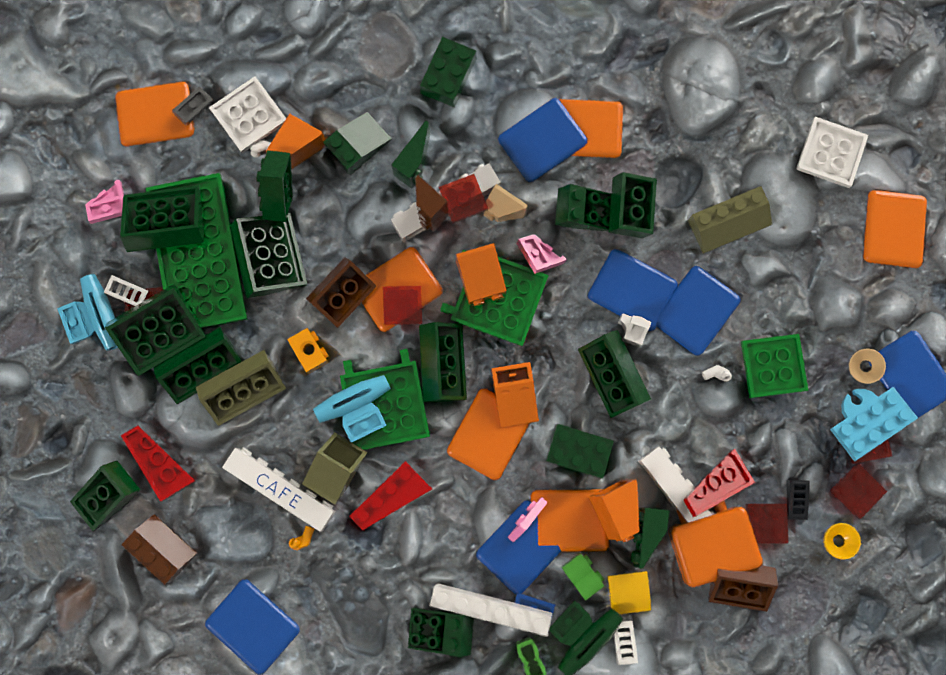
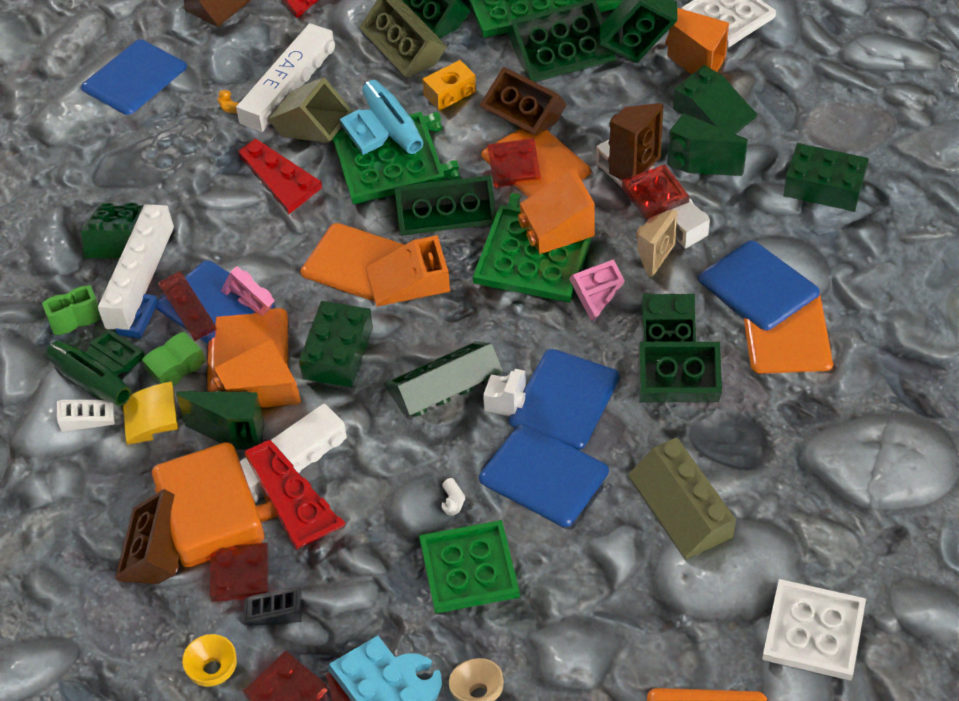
camera: 90 degrees right, 30 degrees down
(531, 567) = (187, 306): none -> clear red plate

